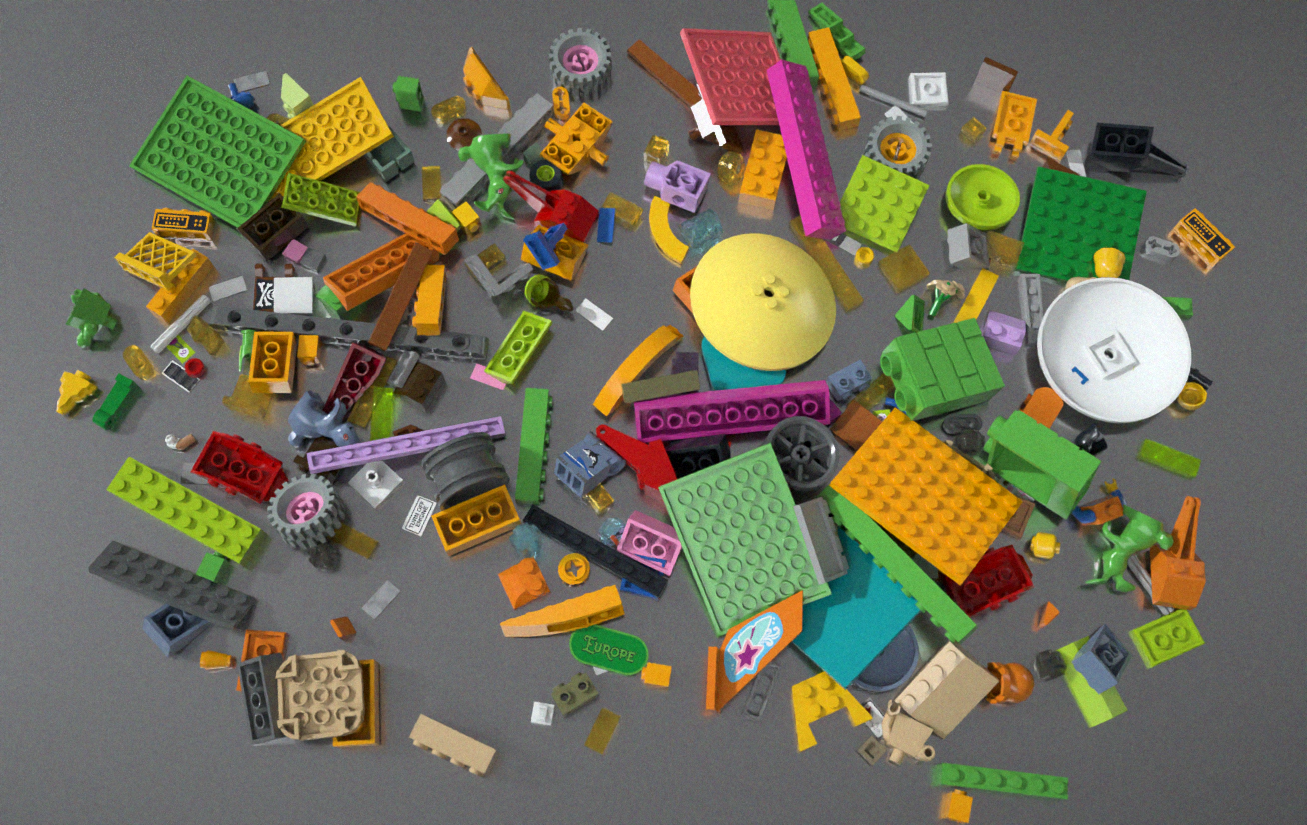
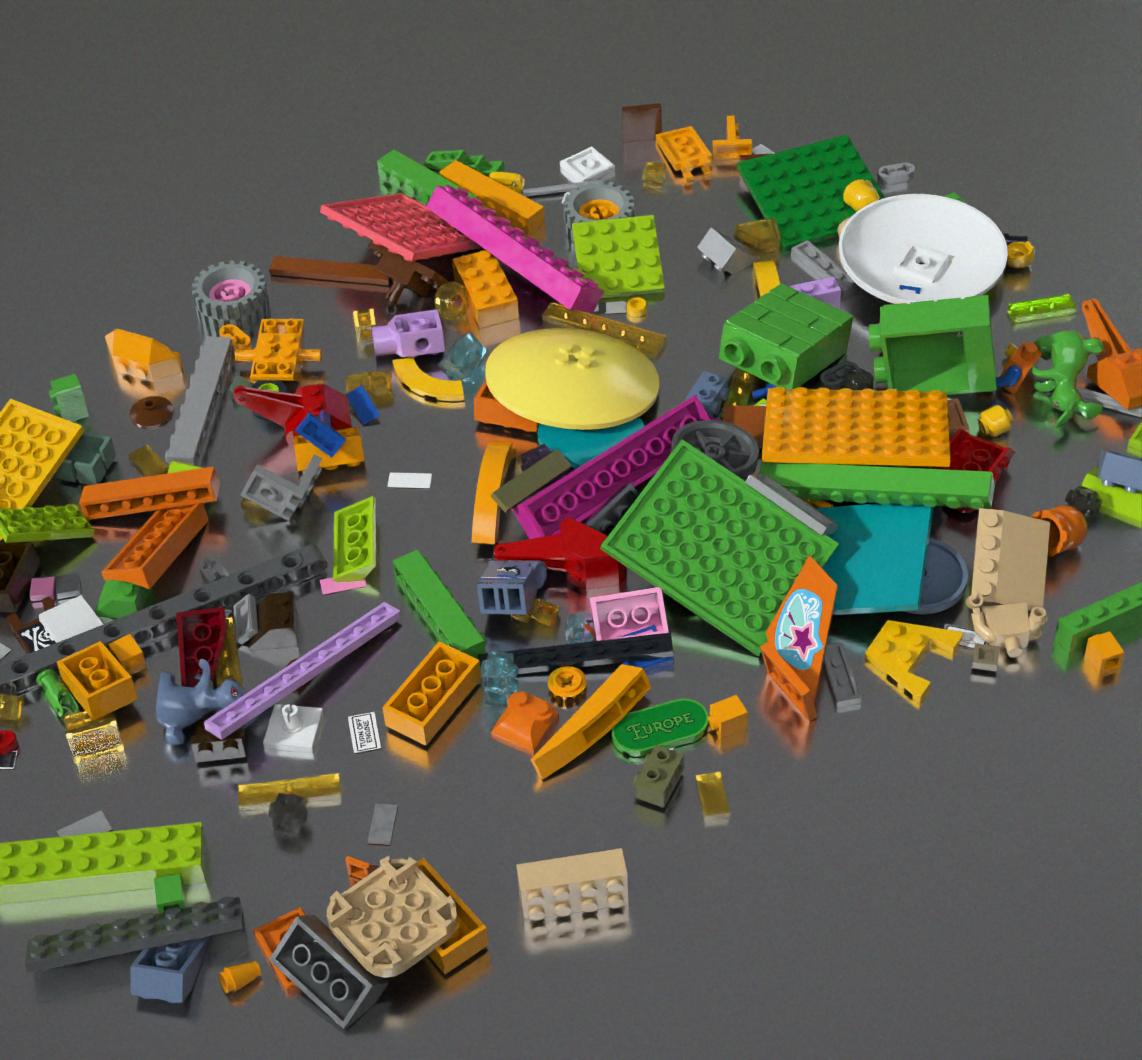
camera: 30 degrees left, 25 degrees down
(178, 443) = (32, 817): arm -> none
(240, 467) = (129, 784): red slope -> none
(301, 501) = (241, 778): light grey wheel -> none
(381, 413) = (249, 662): clear neon green tile -> none
(400, 296) = (197, 553): dark orange tile -> none
(430, 300) = (231, 543): light orange brick -> none
(449, 109) = (118, 399): clear yellow plate -> none
(464, 469) = (385, 644): dark grey wheel -> none
(467, 217) = (219, 462): yellow brick -> none
(488, 156) = (198, 395): bright green animal -> none
(542, 713) = (639, 816): white tile -> none
(545, 293) = (347, 483): piece -> none
(903, 268) = (681, 297): clear yellow tile -> none
(912, 314) = (714, 322): bright green slope -> none
(946, 287) = (744, 284): tan plant -> none
(982, 196) = (706, 206): lime dish -> none
(1048, 613) = (1044, 467): orange slope -> none
(1130, 147) = (806, 113): black slope -> none
(1204, 237) = (925, 147): light orange brick -> none

